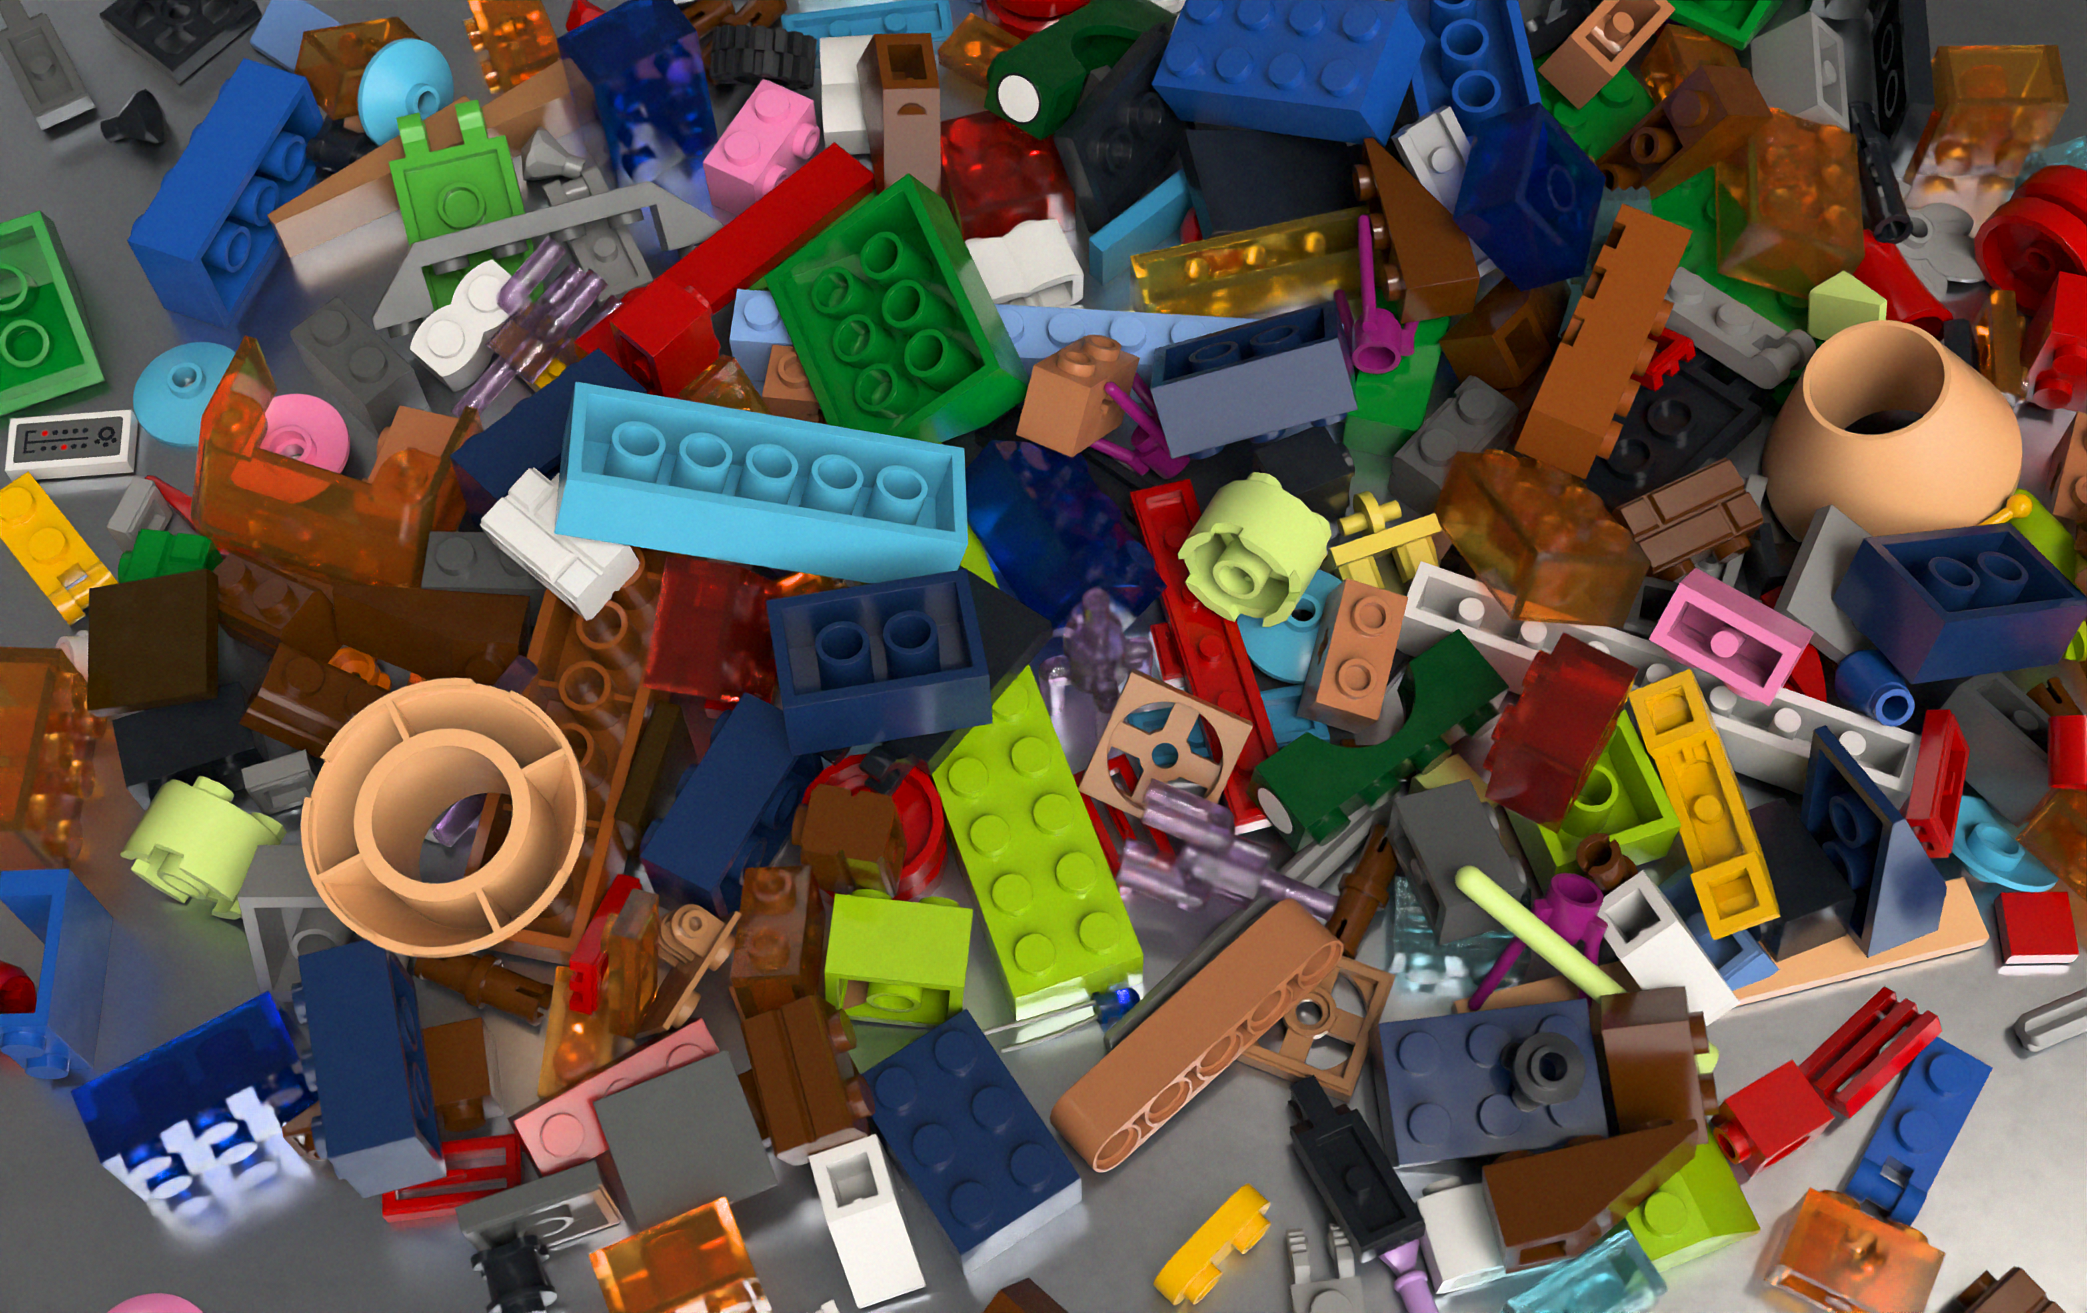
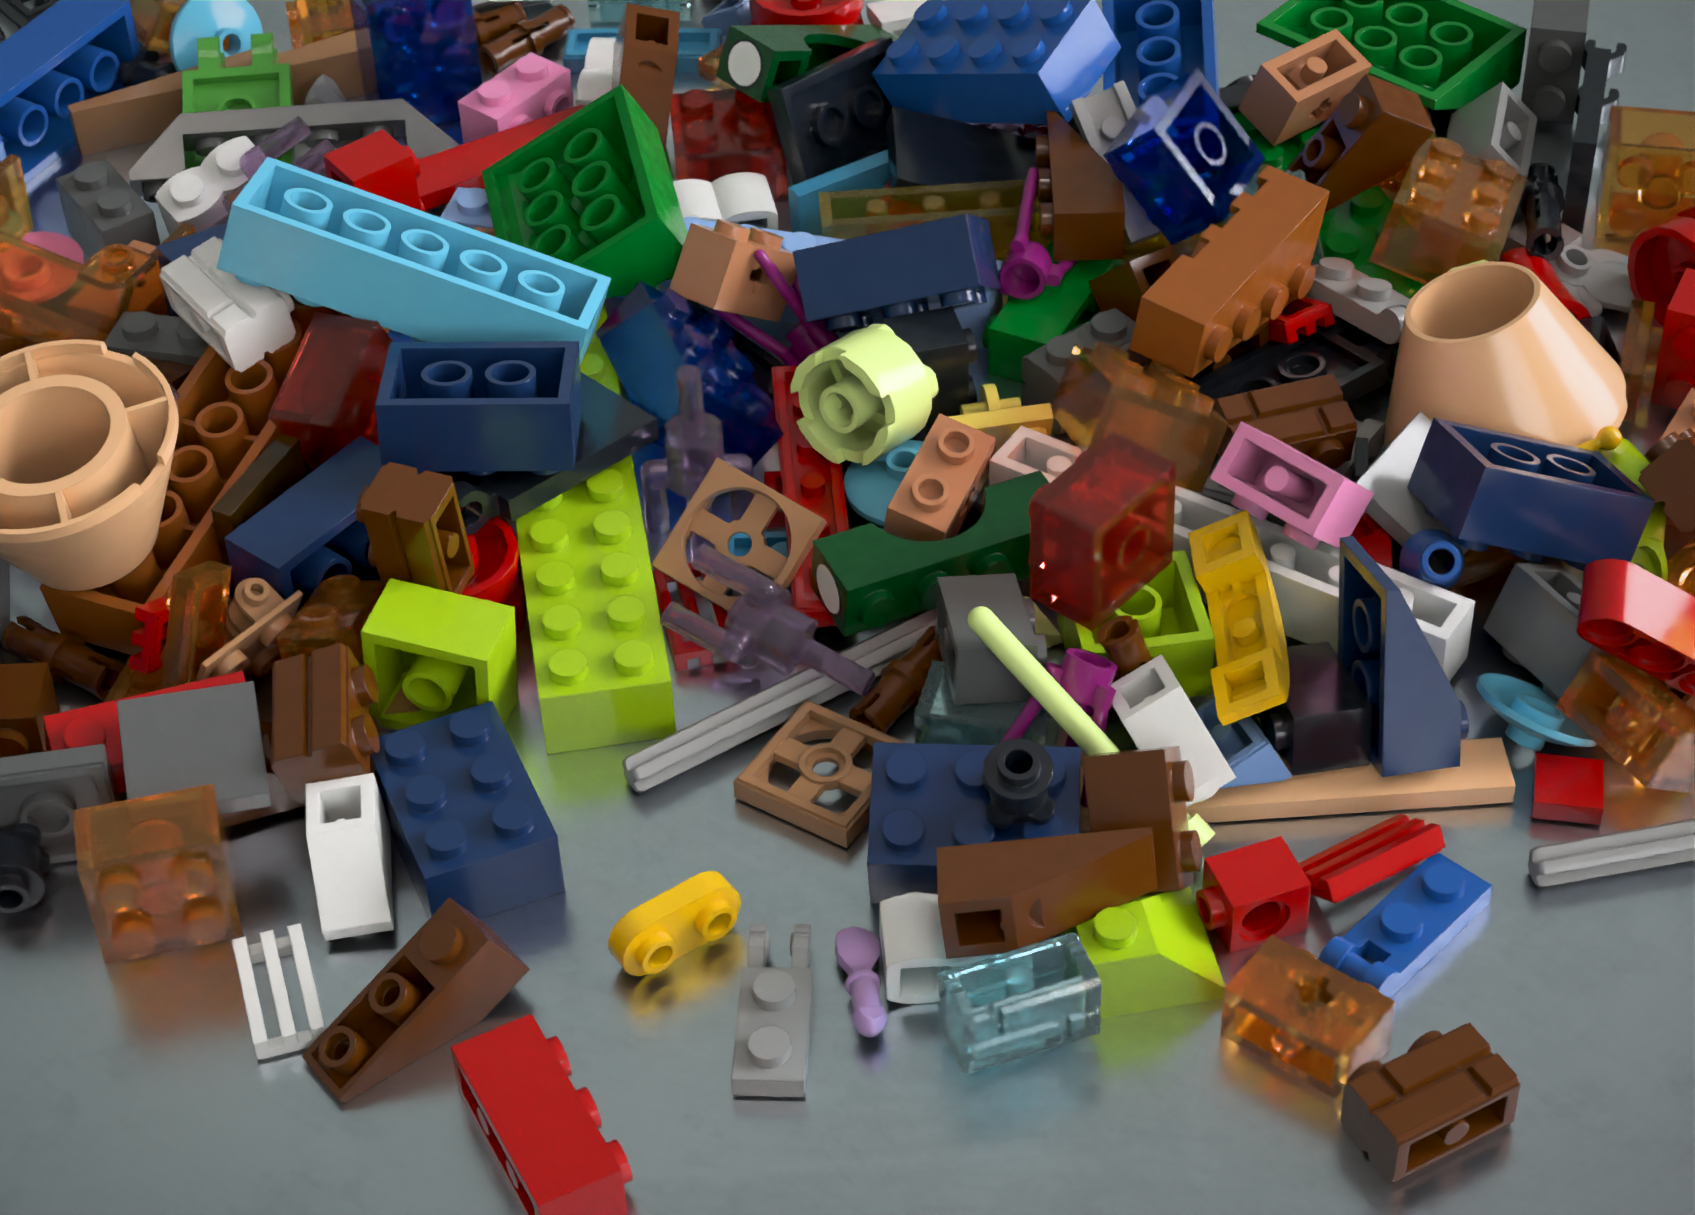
camera: 10 degrees right, 20 degrees down
(756, 53) = (538, 30): black tyre -> none
(1104, 1008) = (631, 743): piece -> none
(1195, 1035) = (706, 758): nougat beam -> none
(1352, 1173) = (827, 883): black hinge -> none
(1938, 783) = (1472, 626): red tile -> none

